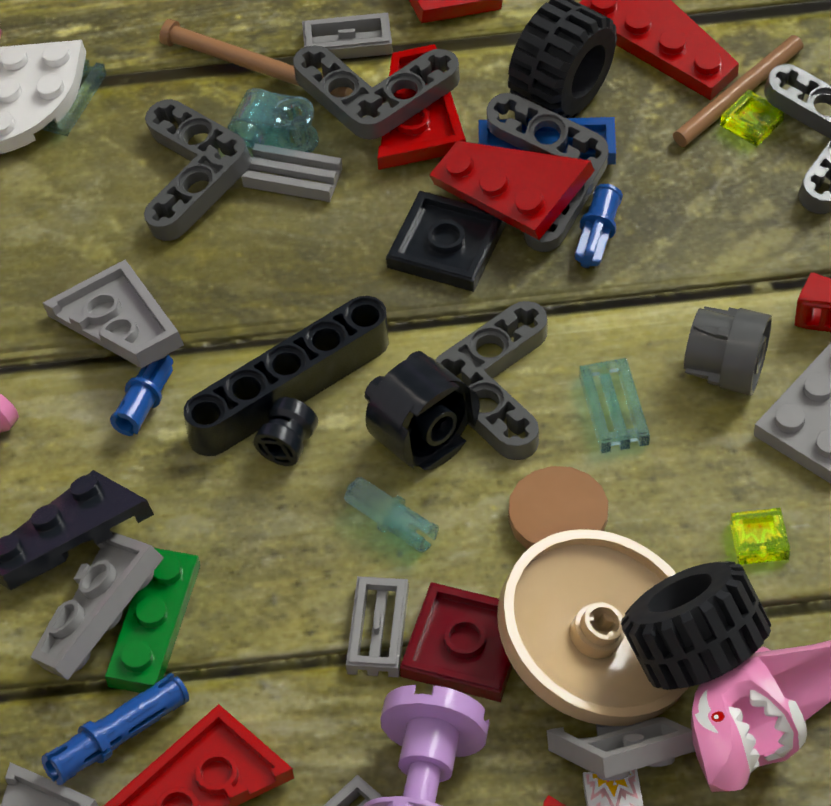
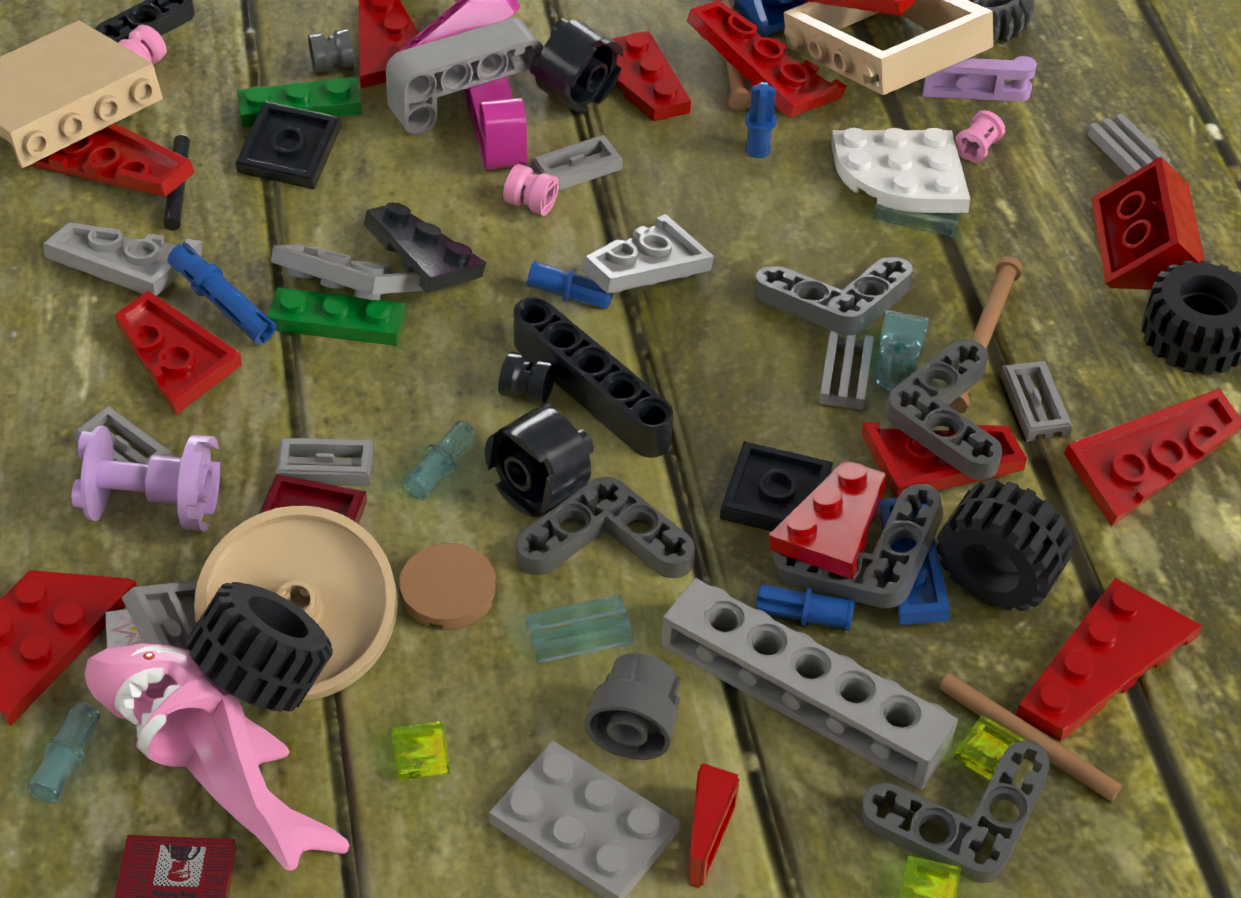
camera: 80 degrees right, 5 degrees down
(687, 230) = (820, 703): none -> light grey brick

